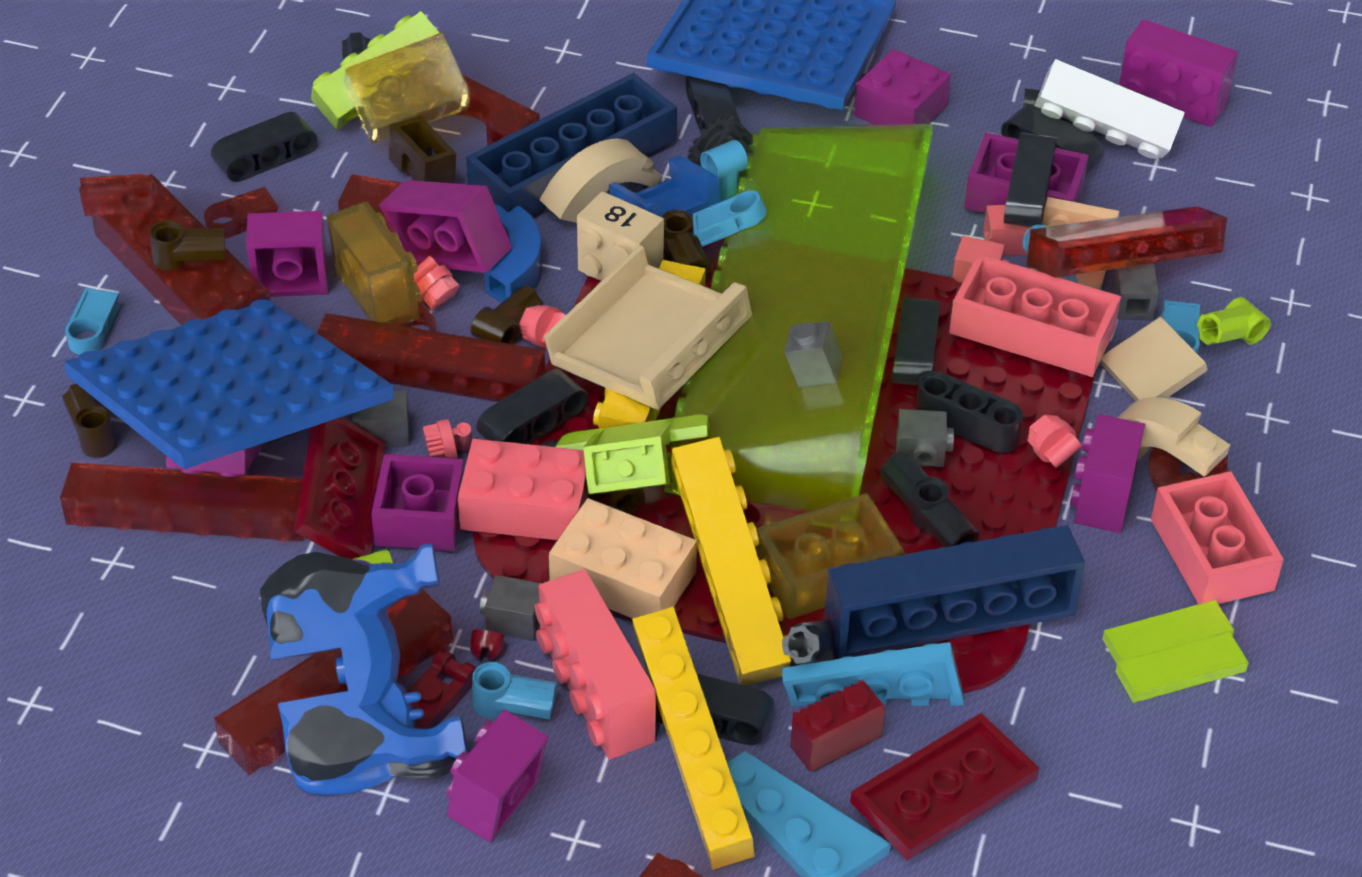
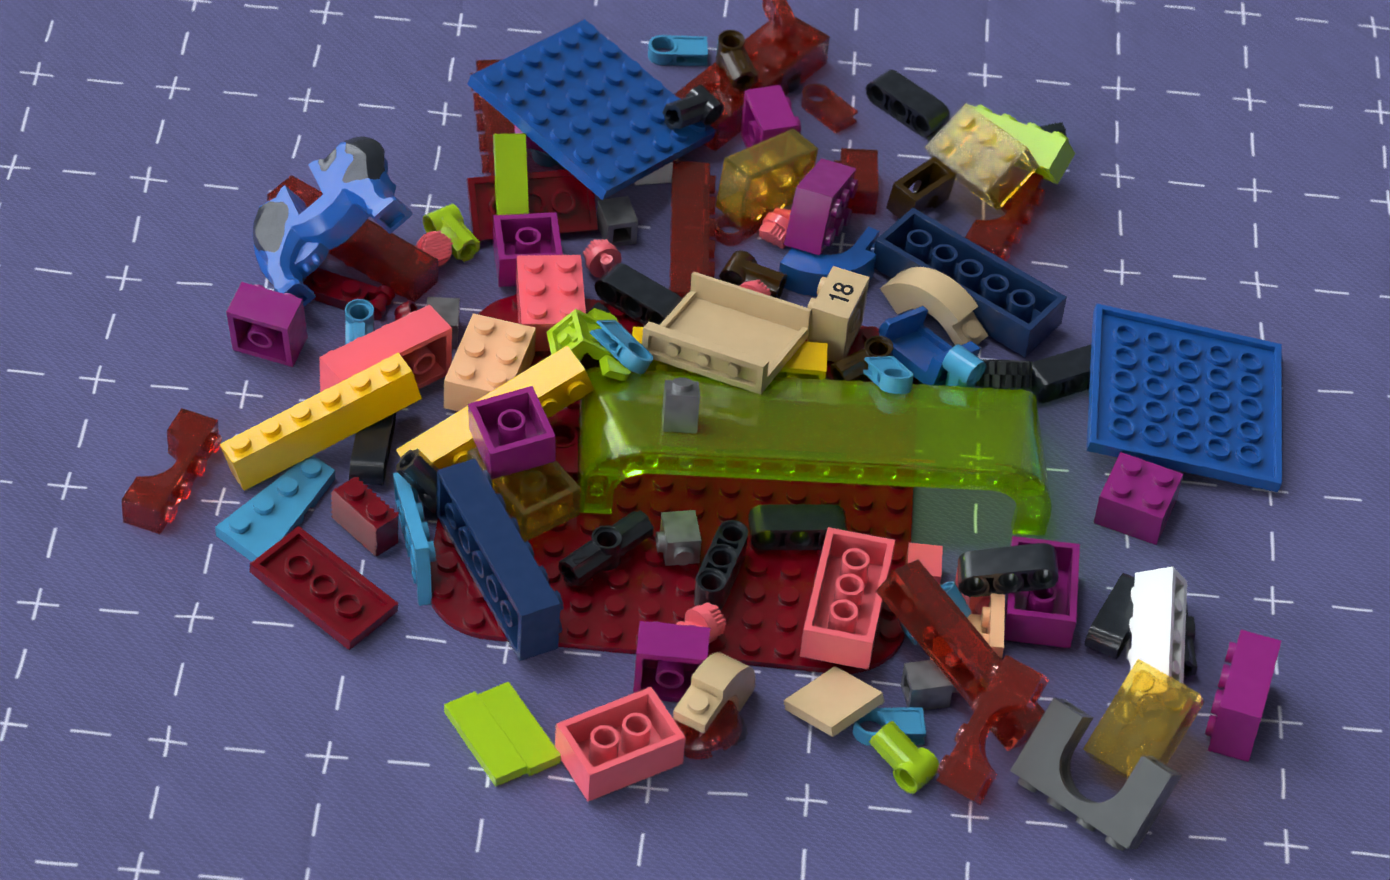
camera: 75 degrees right, 0 degrees up
(257, 293) = (695, 107): none -> black piece
(322, 481) = (510, 174): none -> lime tile
(657, 413) = (623, 346): none -> dark azure piece
(800, 523) = (512, 432): none -> magenta brick
(1207, 206) = (1011, 690): none -> clear red arch
(1222, 138) = (1143, 719): none -> clear yellow brick
(1316, 186) = (1046, 768): none -> dark grey arch

